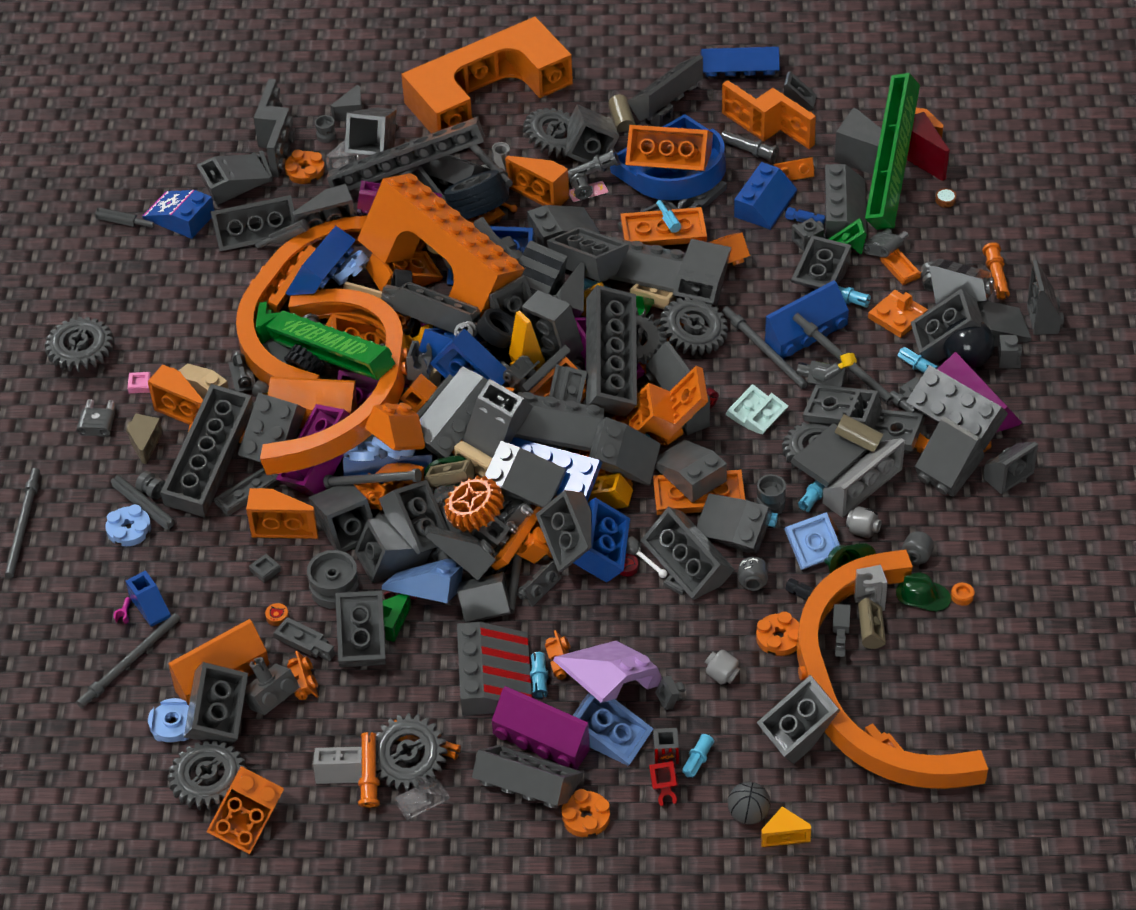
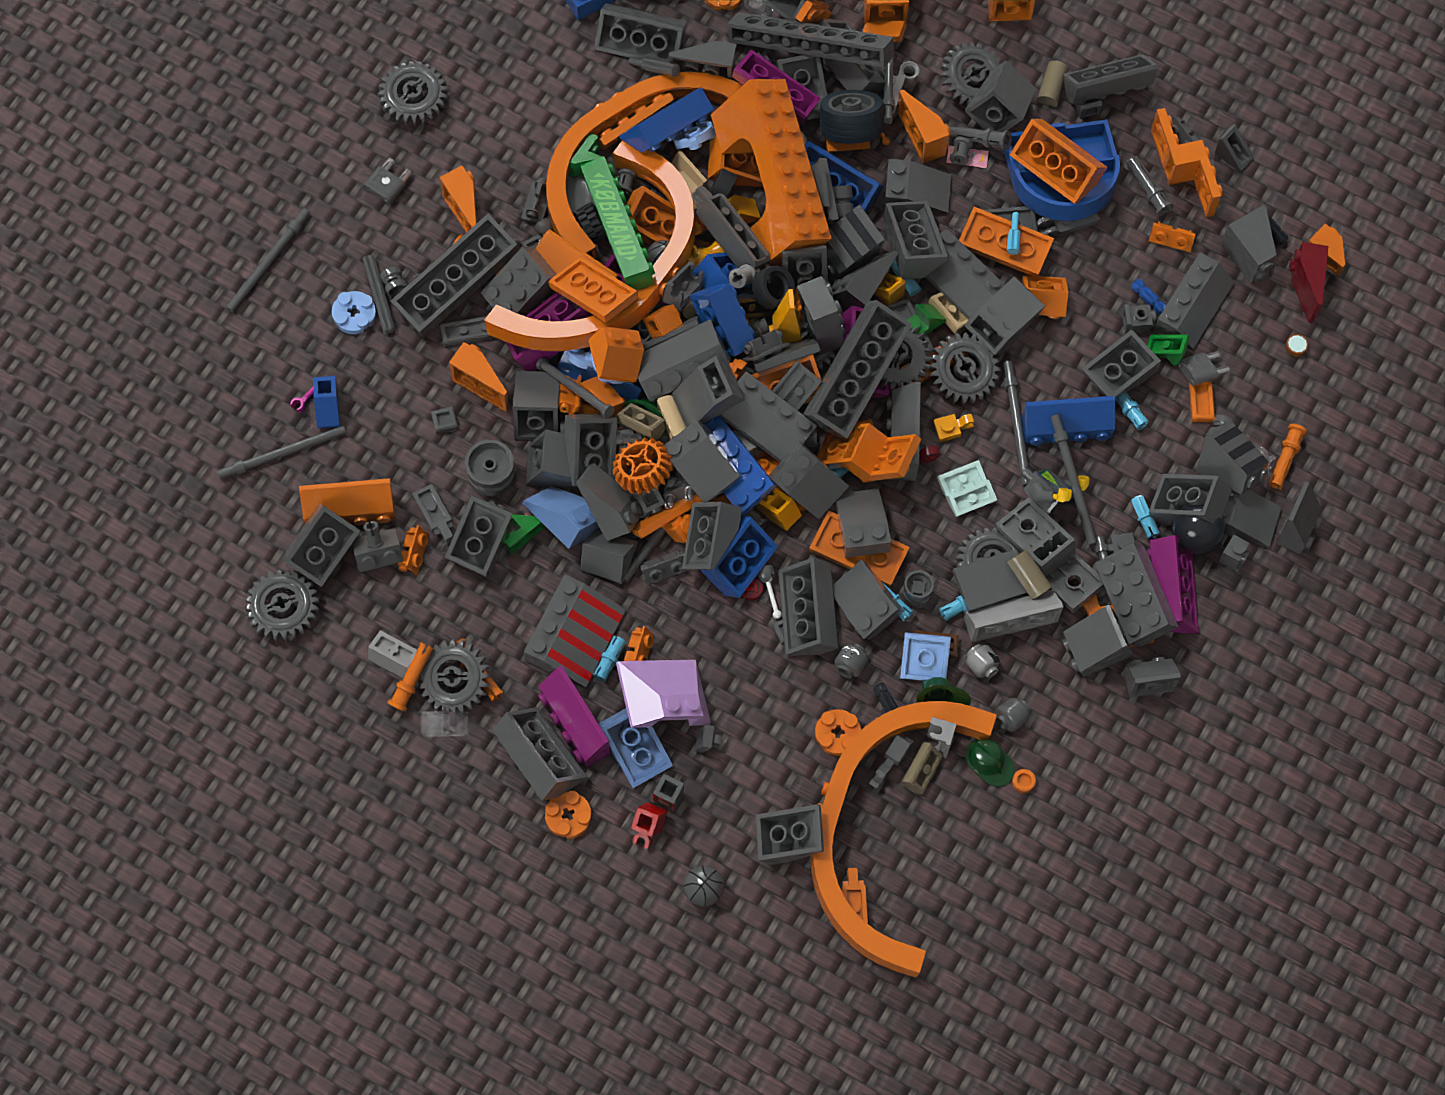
camera: 25 degrees right, 20 degrees up
(139, 382) = (444, 160): bright pink tile -> none
(144, 435) = (415, 224): dark tan slope -> none
(158, 720) = (277, 523): light blue plate -> none
(201, 378) = (496, 193): tan slope -> none
(245, 814) = (293, 656): orange slope -> none
(276, 614) = (427, 474): orange tile -> none
(343, 392) = (593, 289): none -> orange plate
(392, 138) = (813, 11): none -> orange hinge
(698, 755) = (693, 813): medium azure axle -> none
(714, 373) = (949, 428): none -> light orange plate
(722, 667) = (766, 739): light grey head -> none
(740, 60) = (1203, 78): blue slope -> none
(764, 196) = (1124, 254): blue slope -> none
(785, 829) = (719, 924): light orange slope -> none
(892, 151) = (1267, 276): green brick -> none
(896, 313) = (1164, 452): orange hinge -> none

